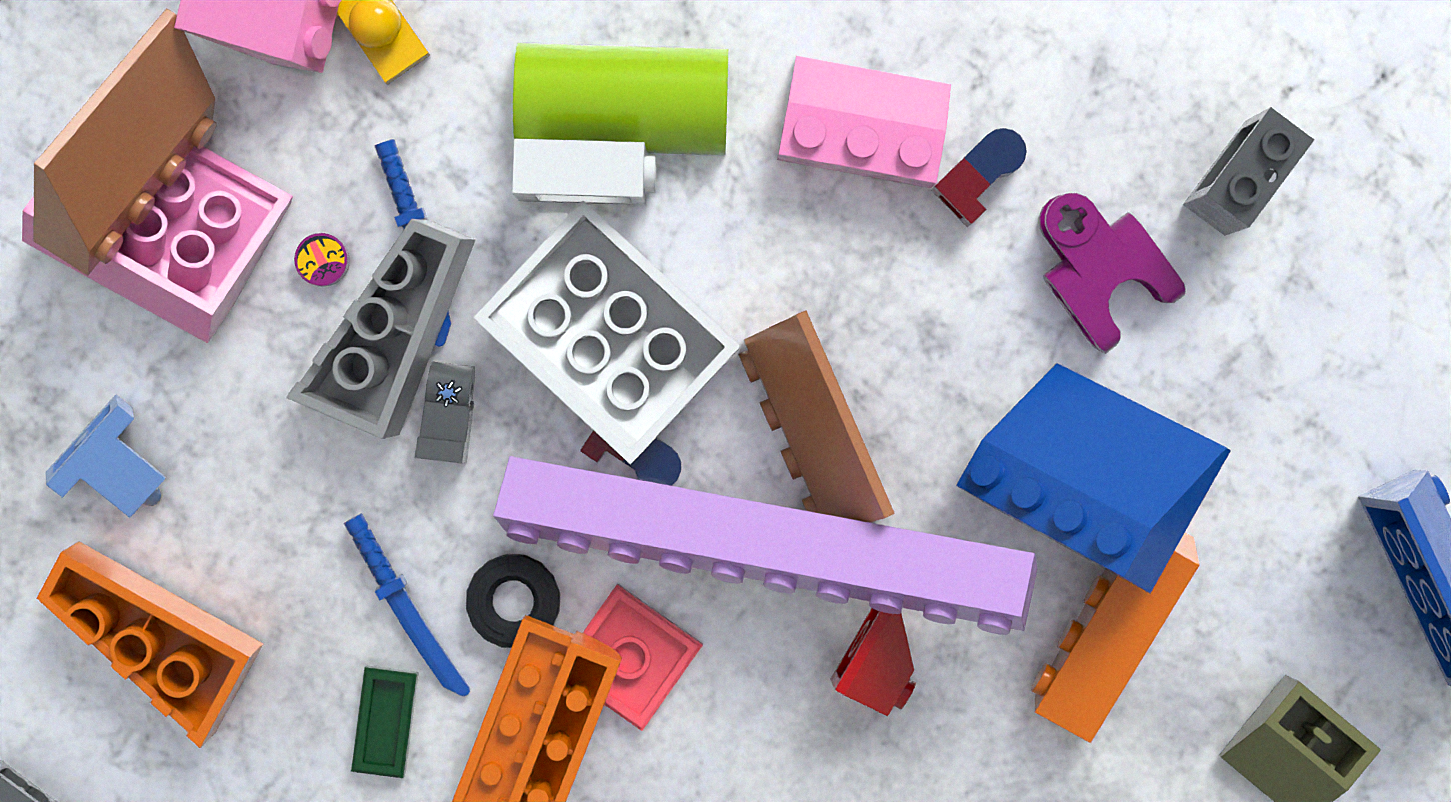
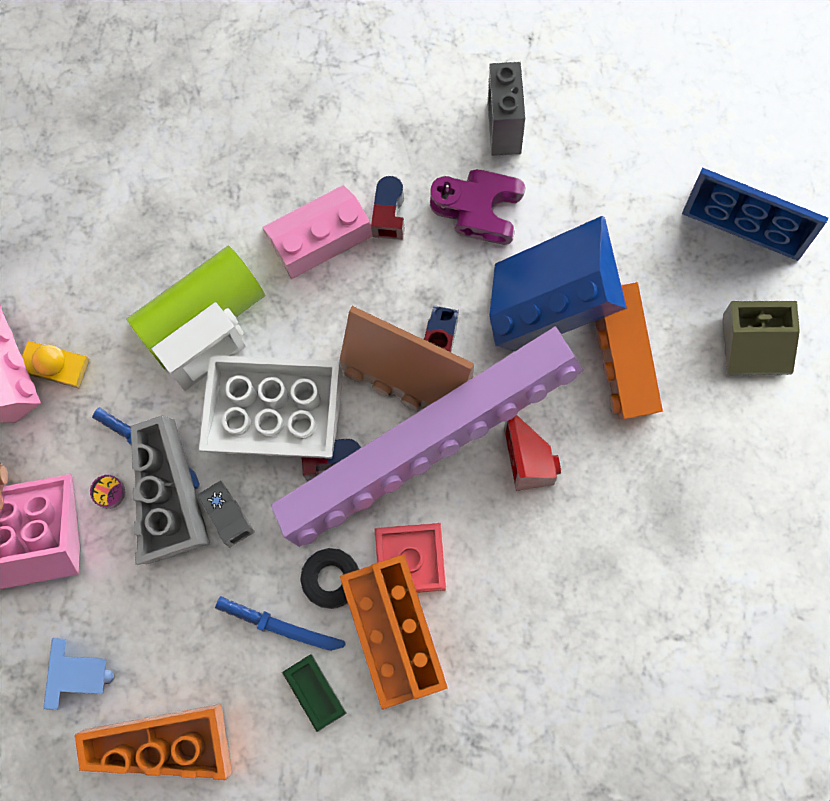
camera: 30 degrees left, 15 degrees down
(901, 407) = (442, 327): none -> dark blue leg

